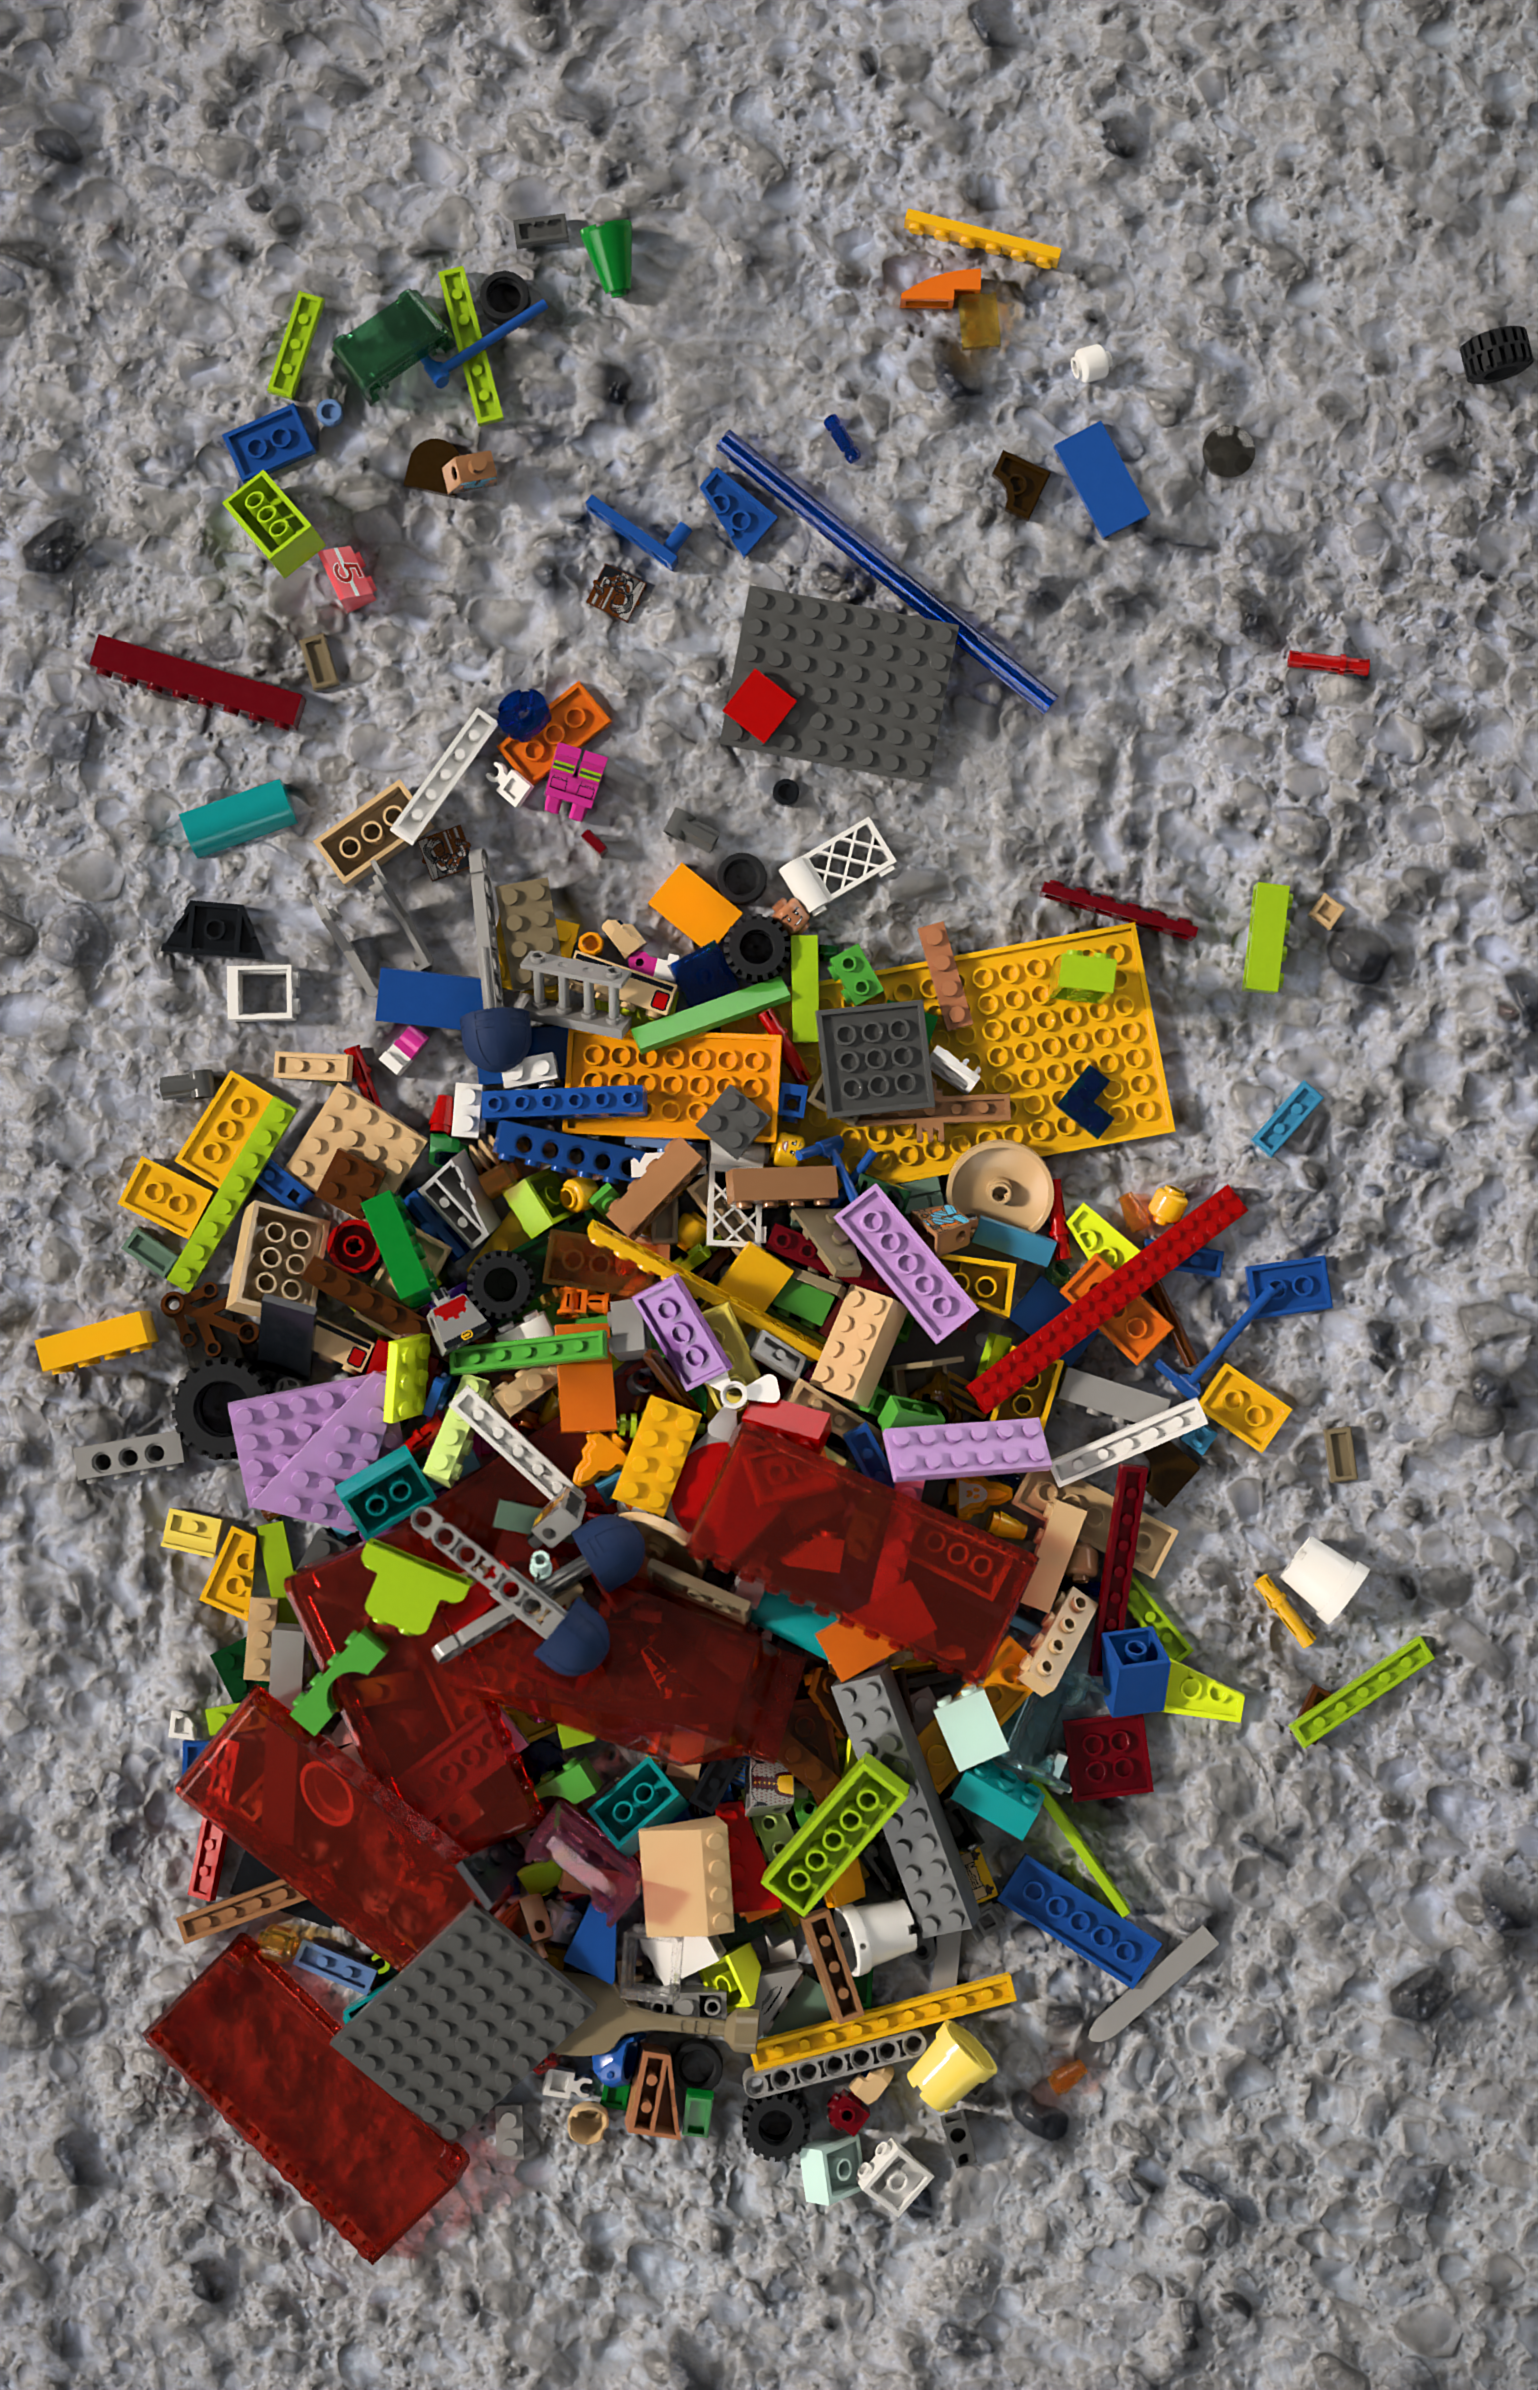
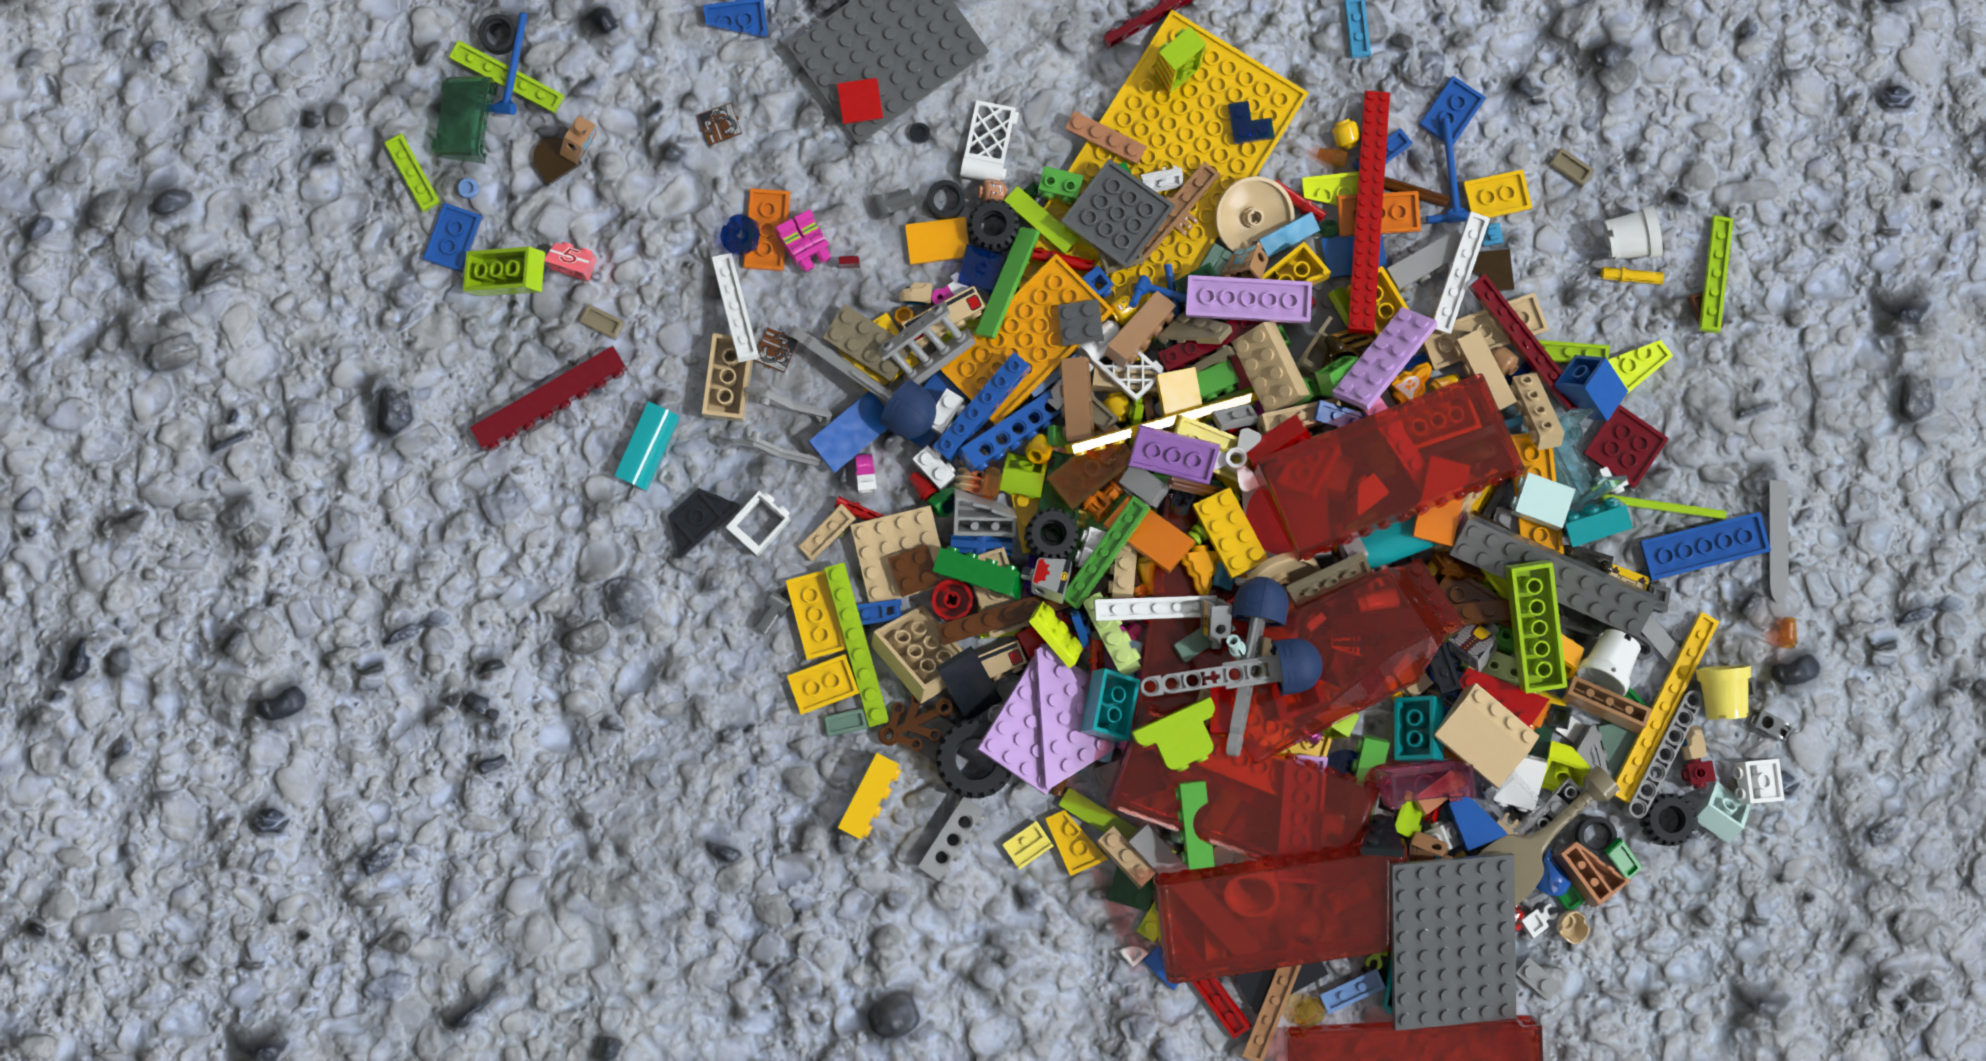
camera: 50 degrees left, 5 degrees down
(512, 784) = (774, 278): white plate -> none
(662, 553) = (722, 78): blue piece -> none

